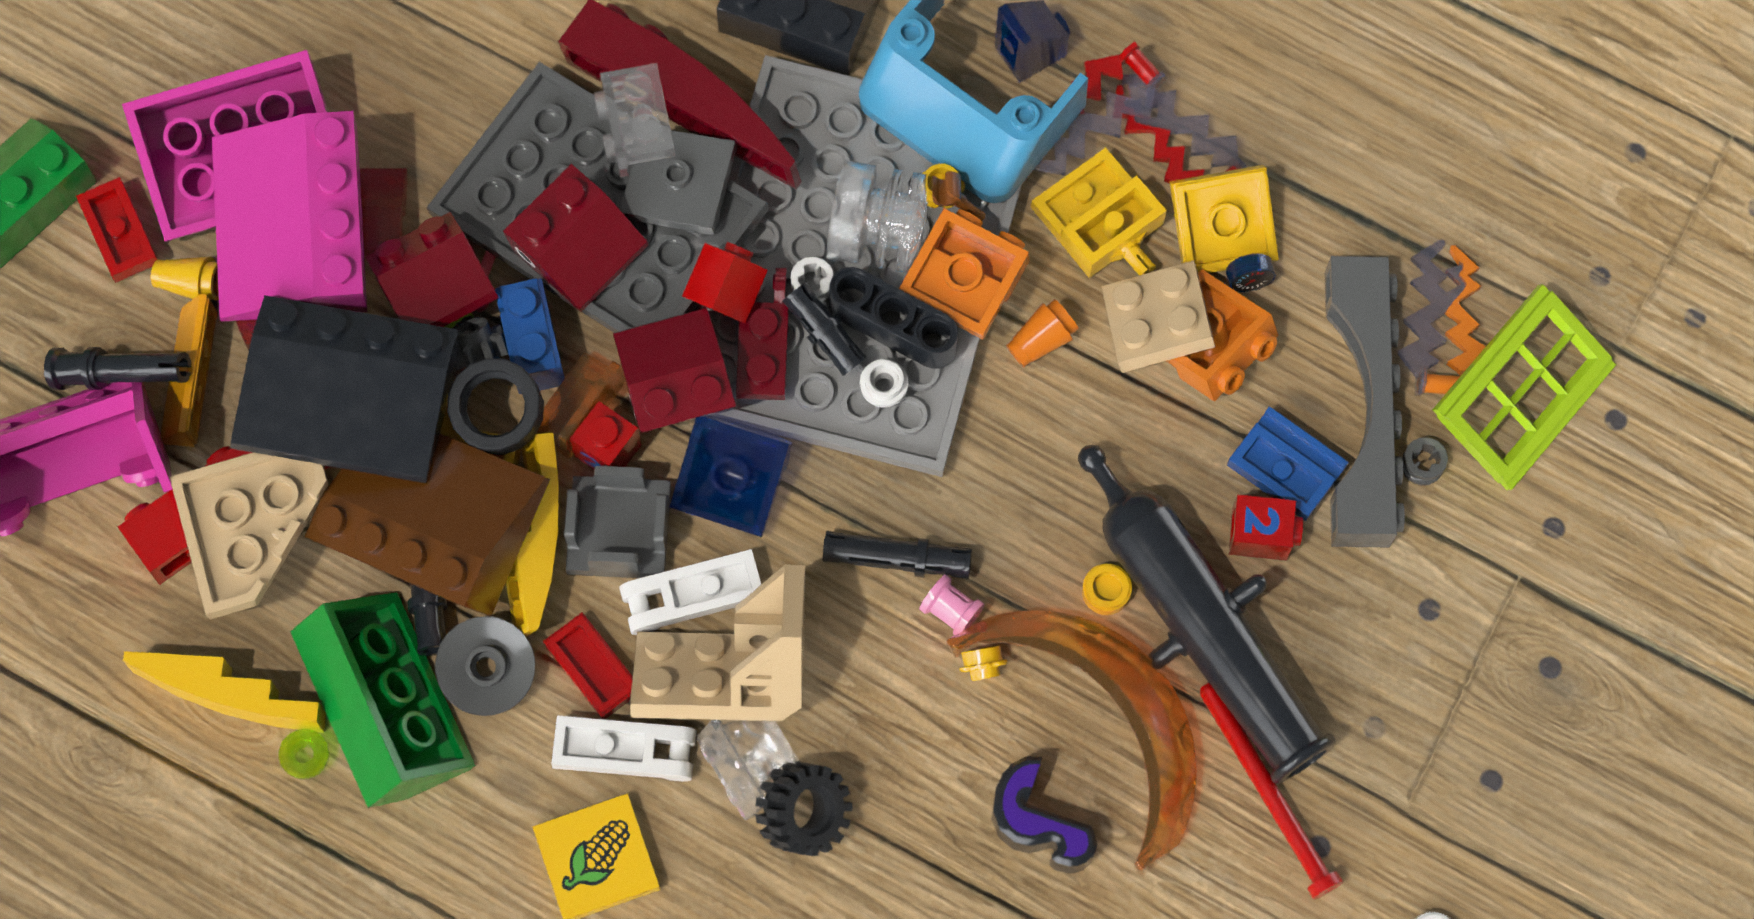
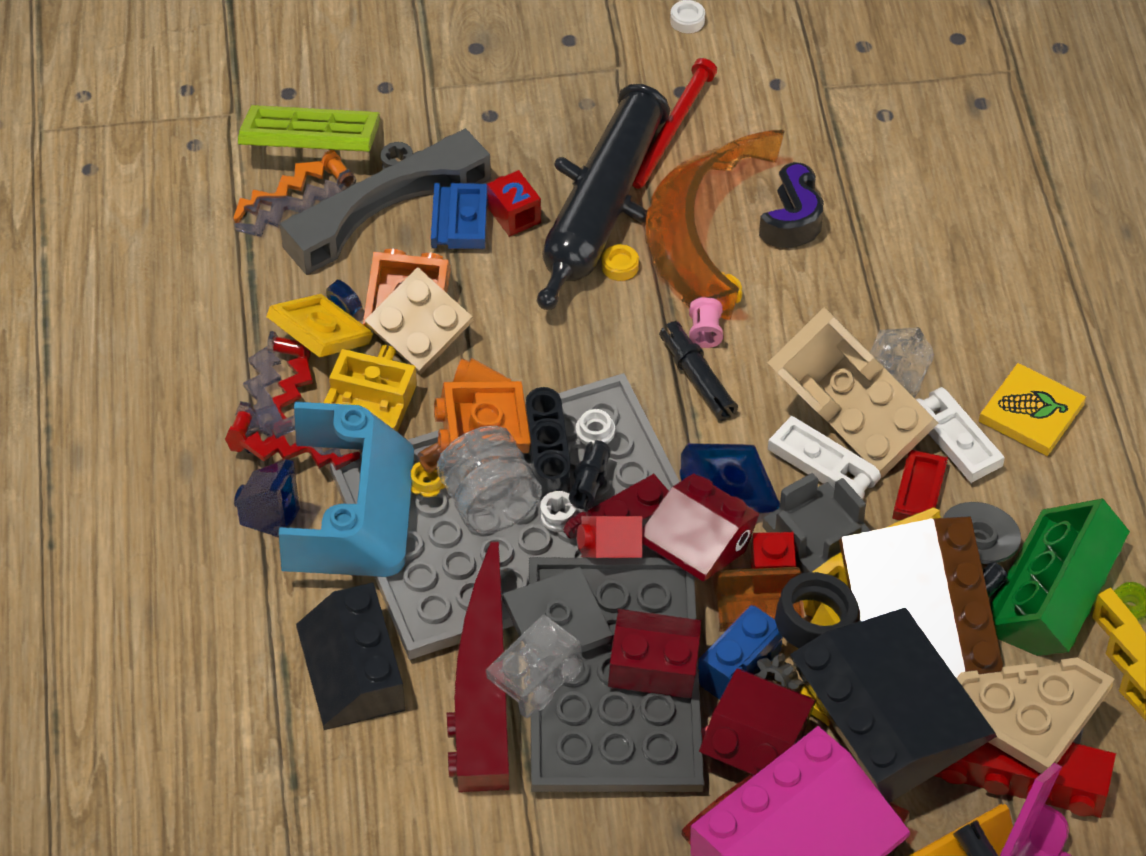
camera: 125 degrees left, 20 degrees down
(826, 813) = (904, 308): black tyre -> none

